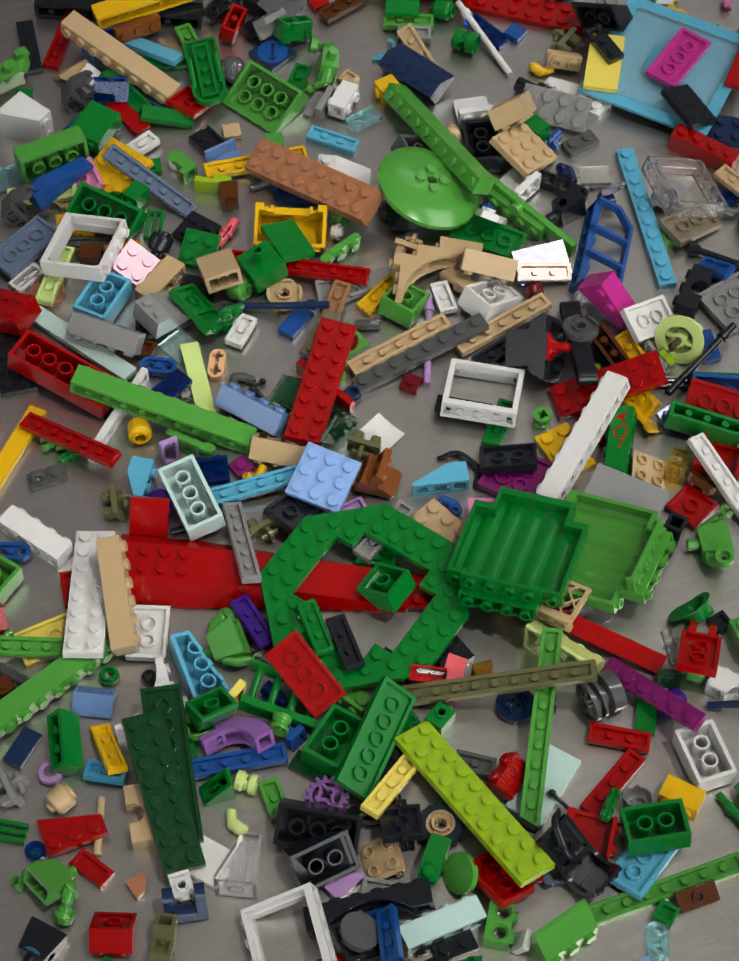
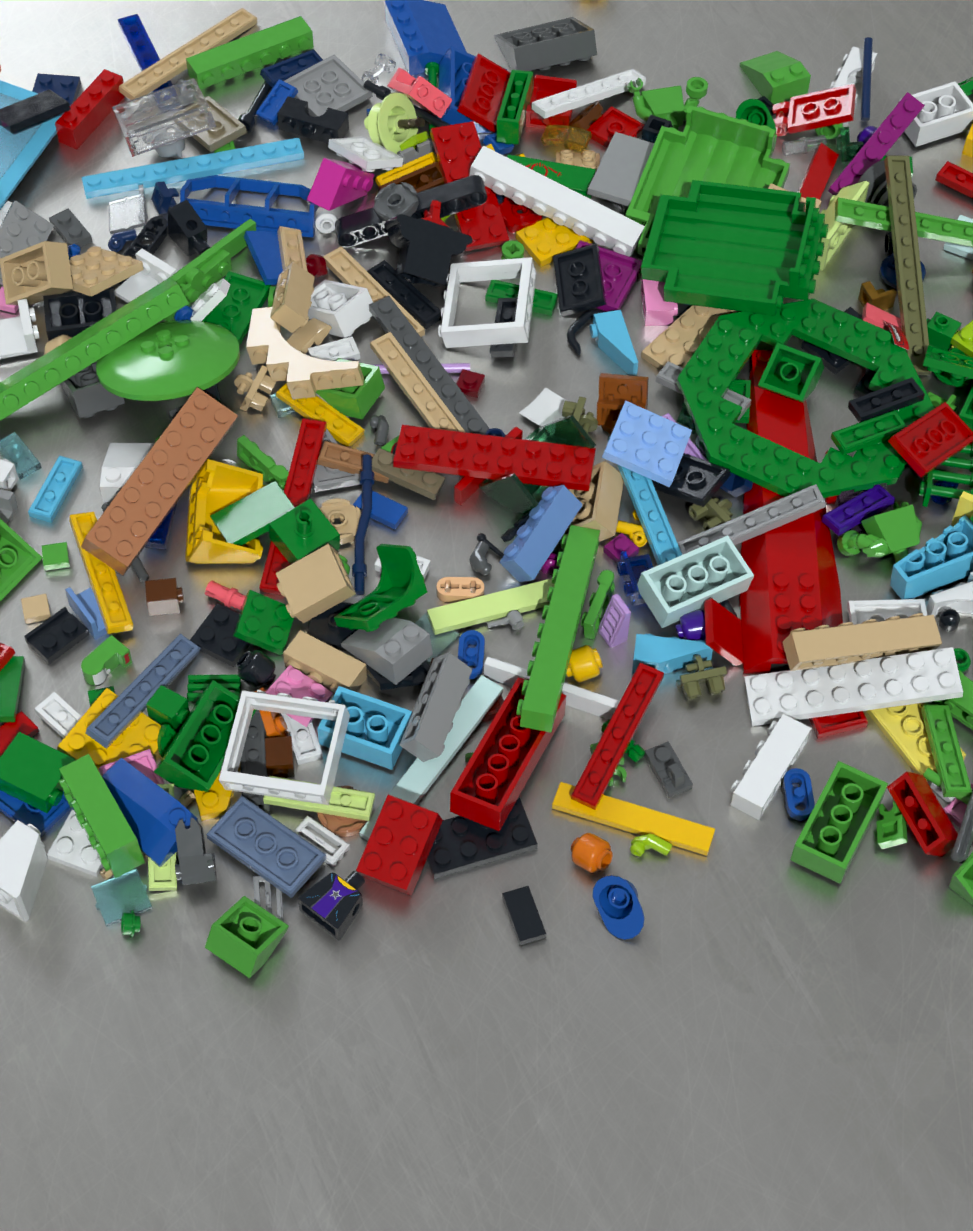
camera: 95 degrees left, 0 degrees up
(173, 384) = (509, 632): clear blue panel -> none
(208, 185) = (141, 619): lime slope -> none
(452, 505) = (647, 335): blue arm -> none
(619, 737) = (926, 183): red plate -> none
(711, 352) = (420, 92): none -> coral panel

